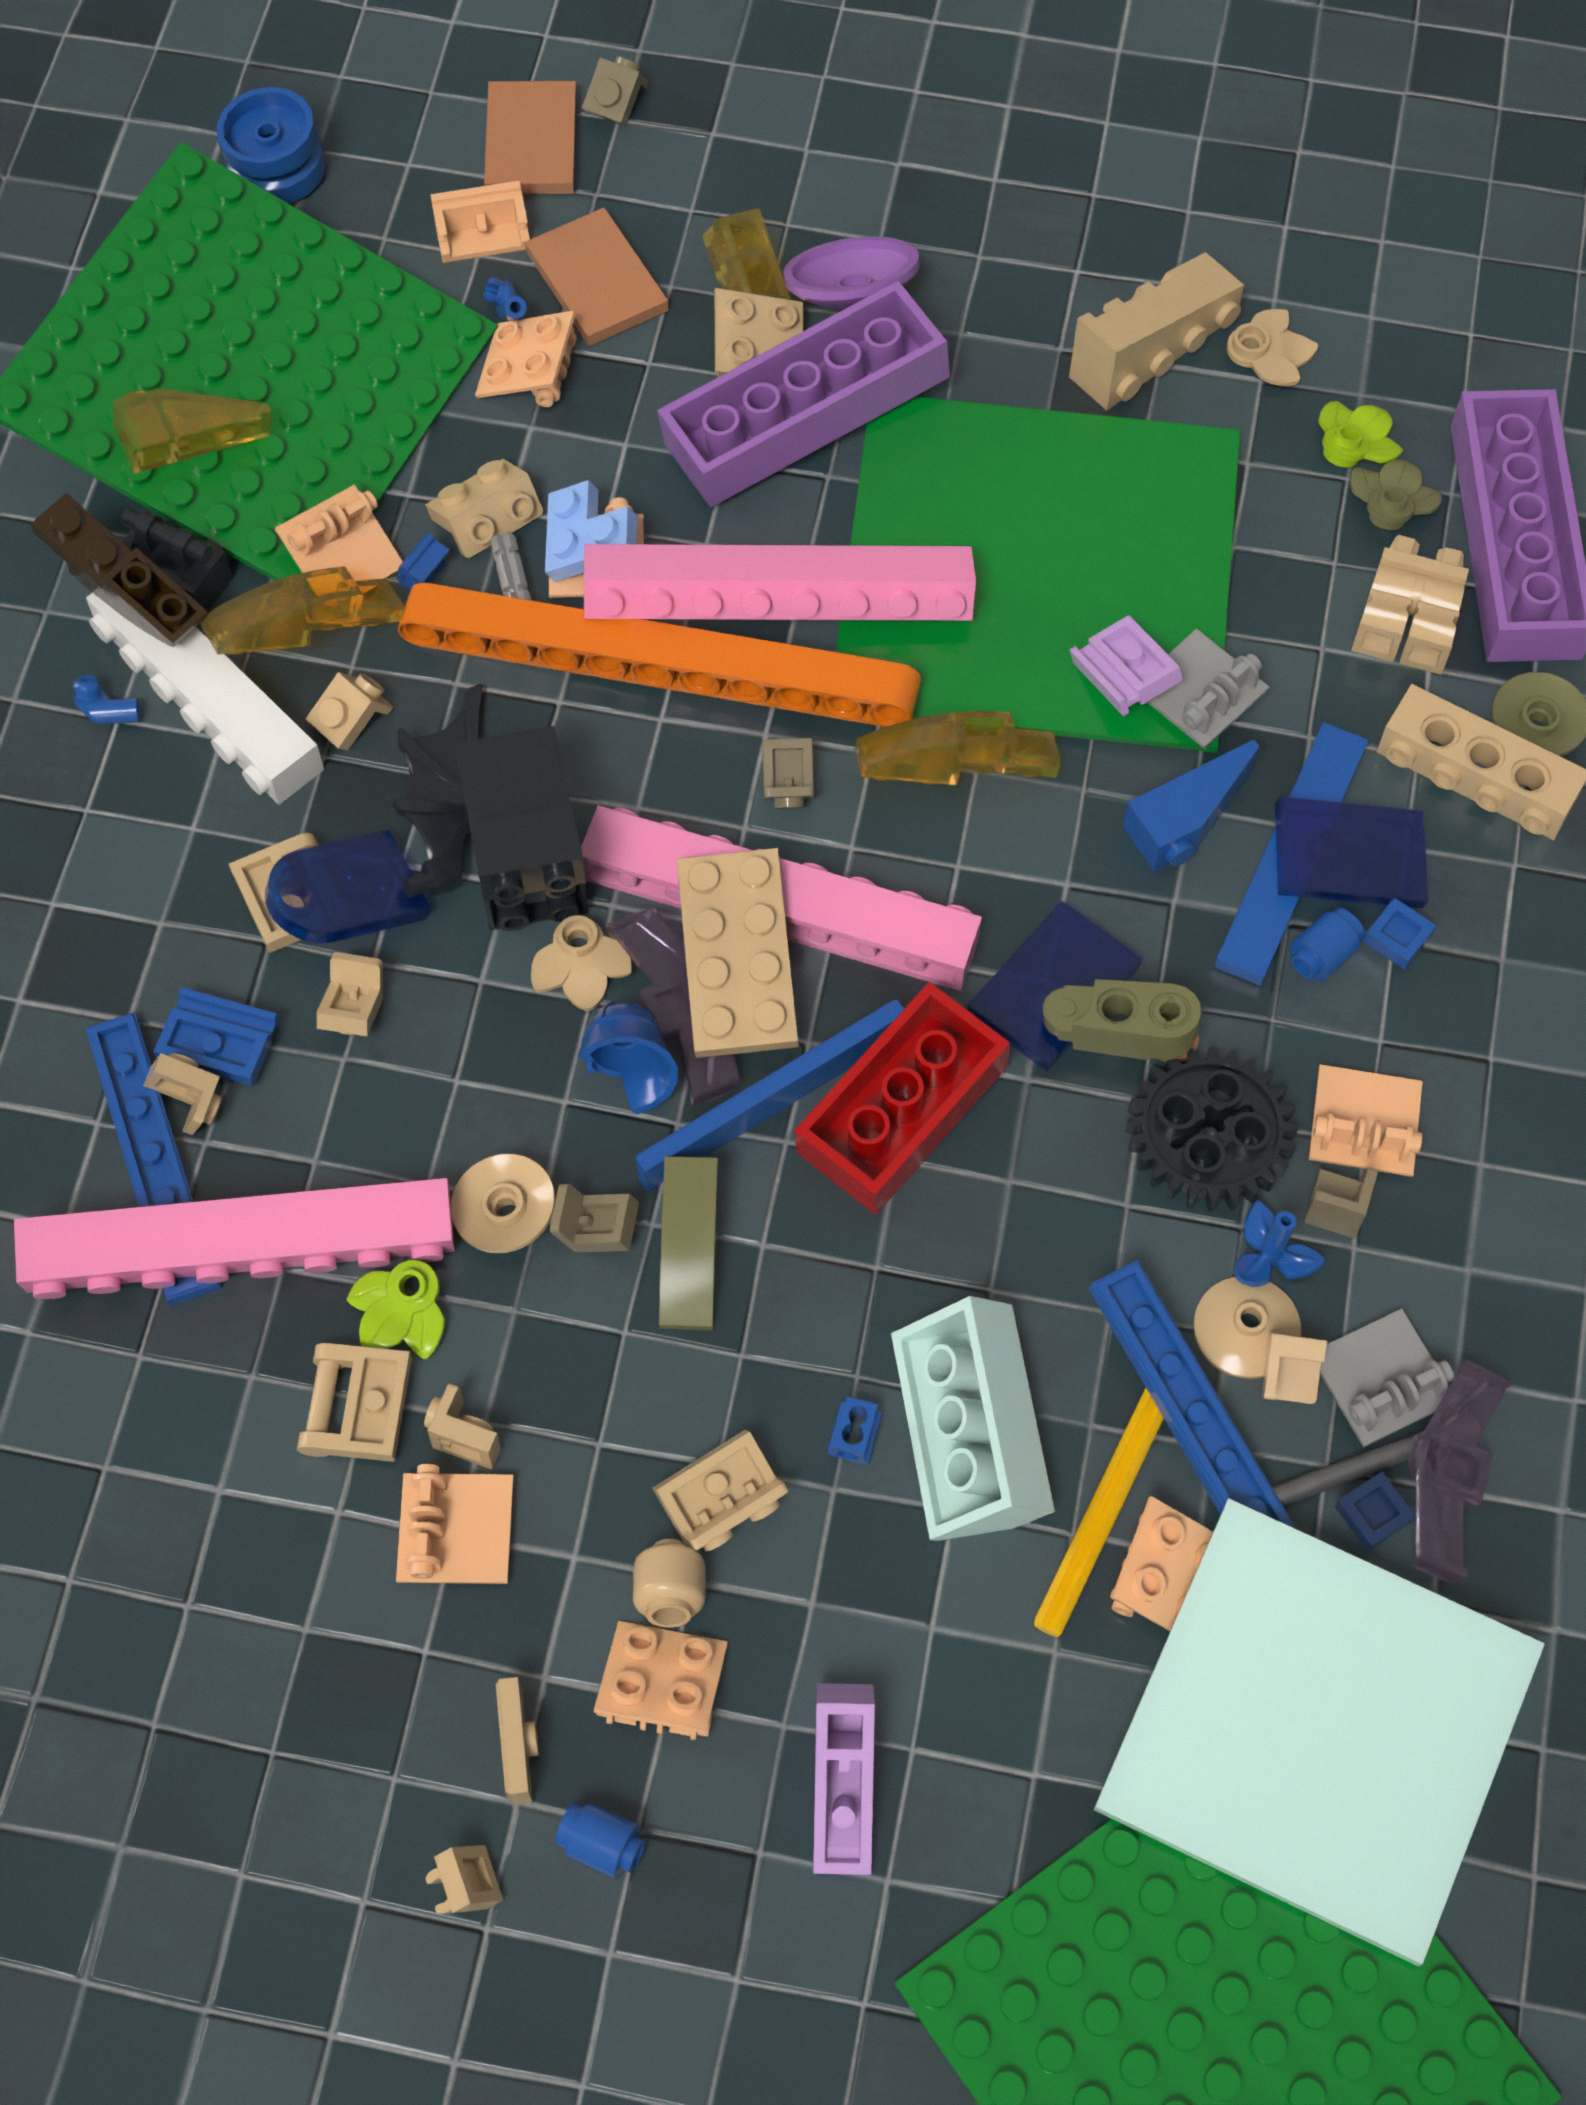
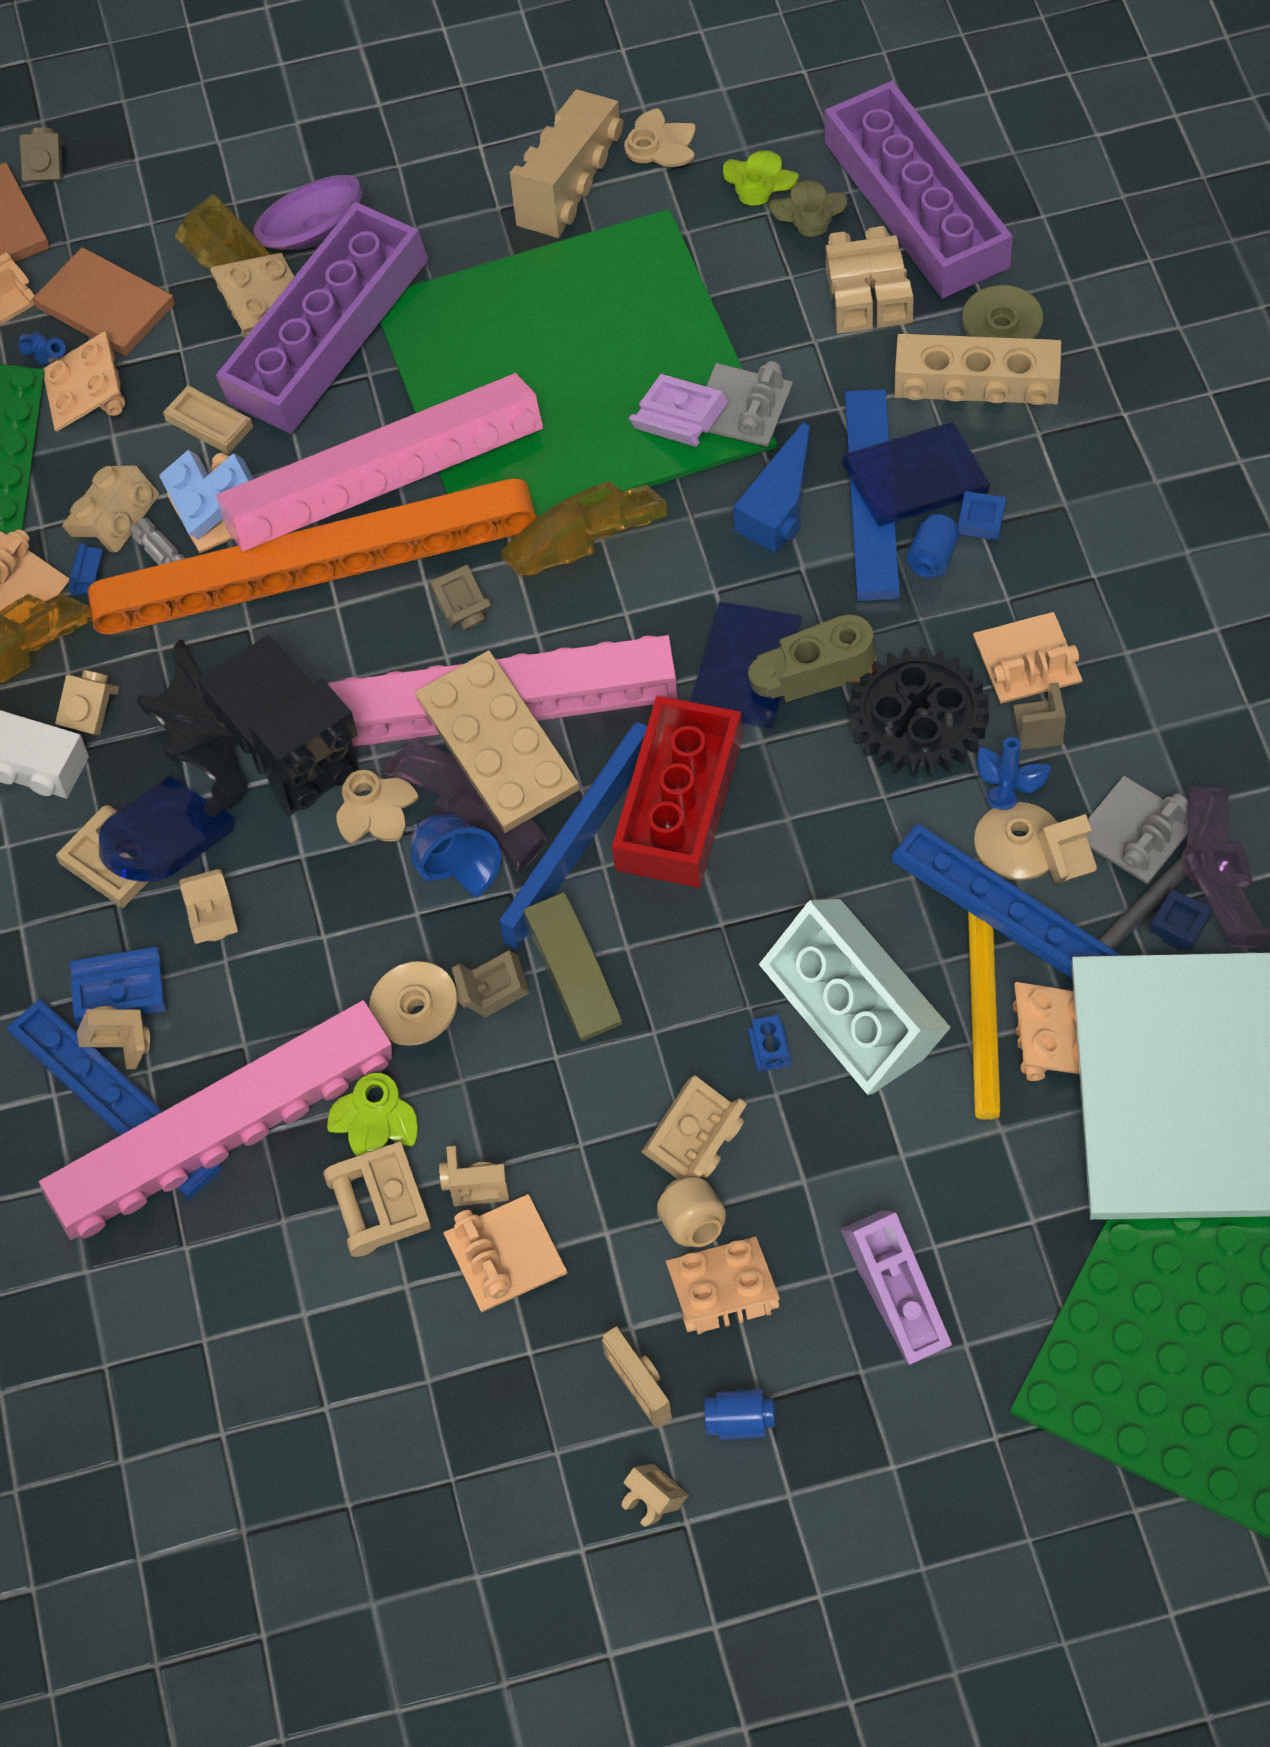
camera: 20 degrees left, 5 degrees down
(635, 453) = (208, 419): none -> tan tile

